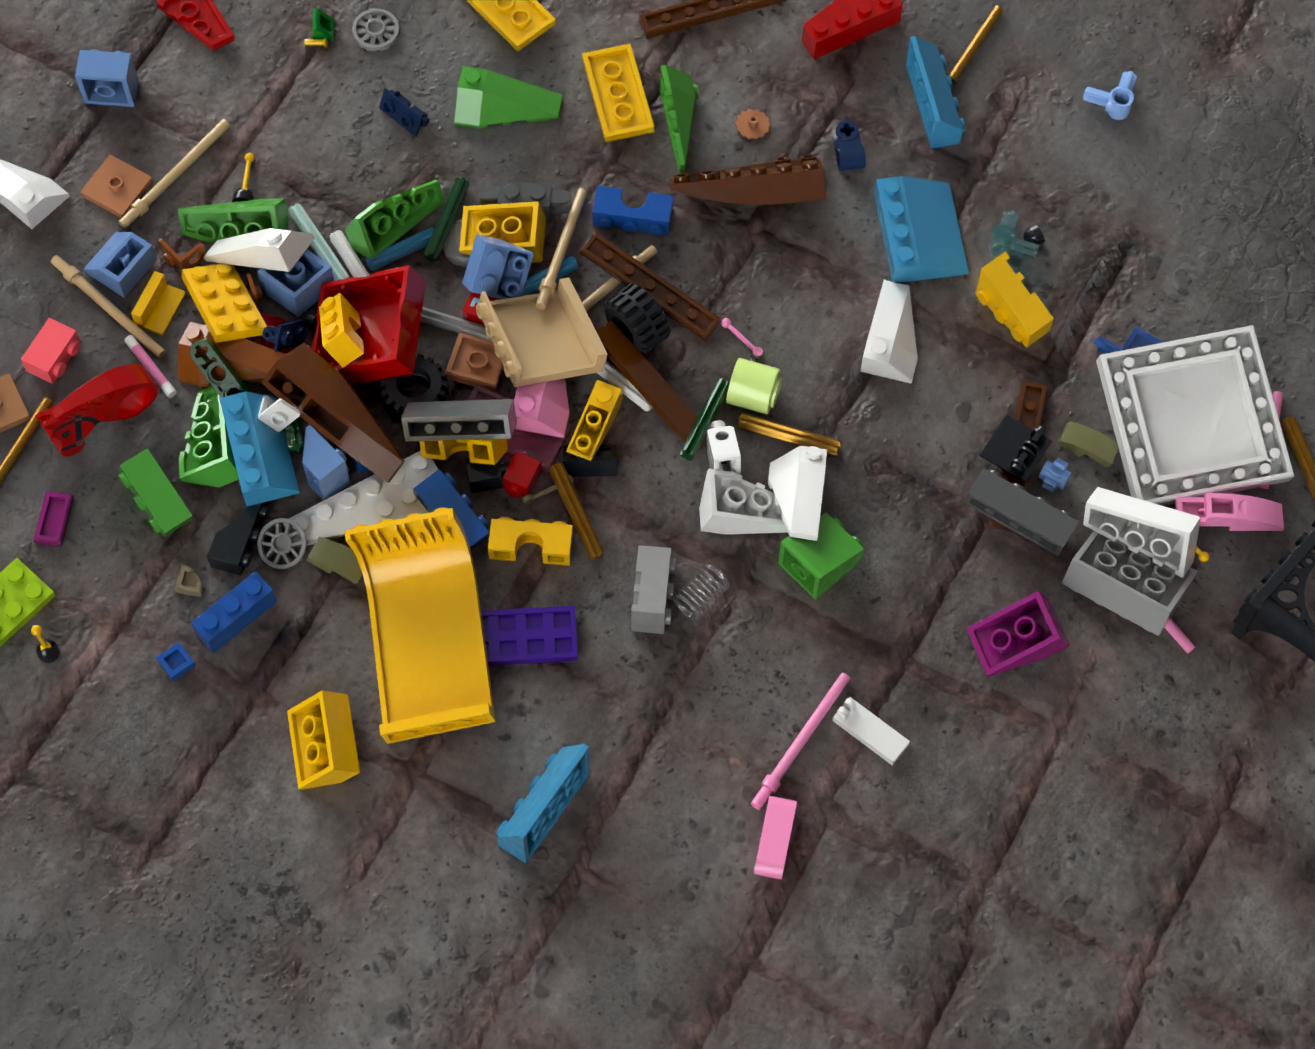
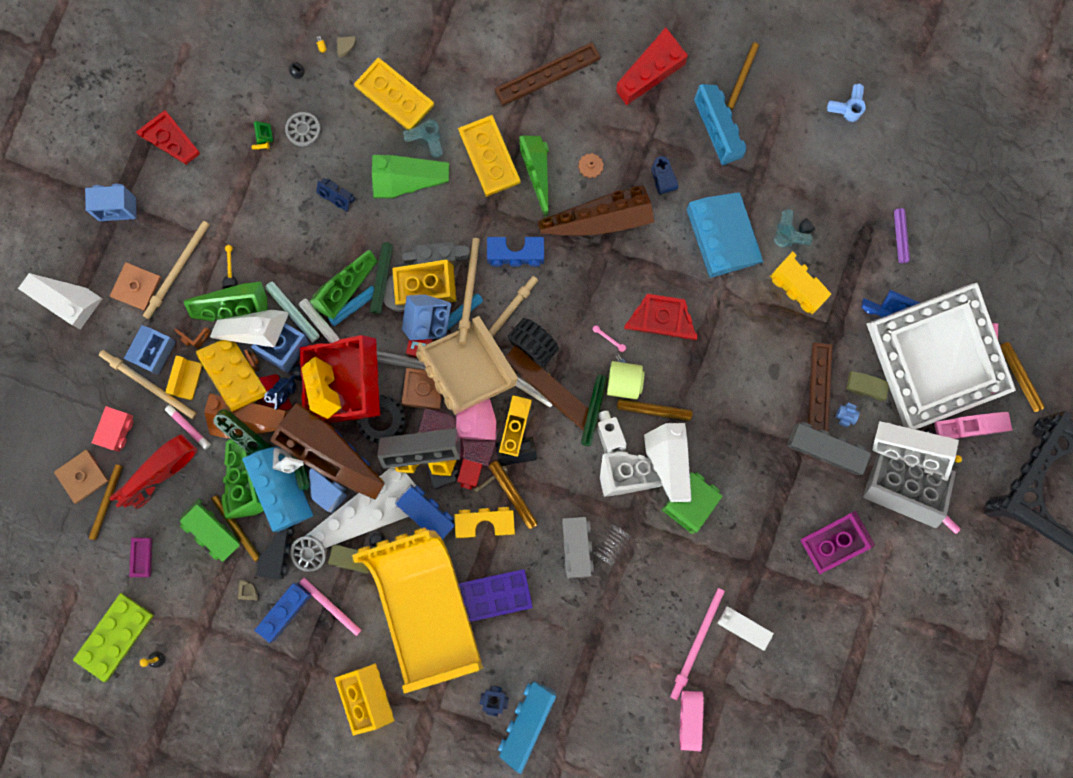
camera: 10 degrees left, 15 degrees up
(175, 661) = (249, 655): blue plate -> none
(190, 501) = (237, 530): none -> pearl gold bar
(300, 620) = (330, 606): none -> bright pink bar
(500, 758) = (491, 708): none -> dark blue brick
(543, 60) = (432, 139): none -> clear light blue axle
(670, 299) = (537, 309): reddish brown tile -> none
(818, 319) = (662, 317): none -> red wing
(891, 339) = (716, 322): white wedge -> none
(1016, 447) = (817, 398): black hinge -> none
(1164, 265) = (901, 235): none -> medium lavender axle

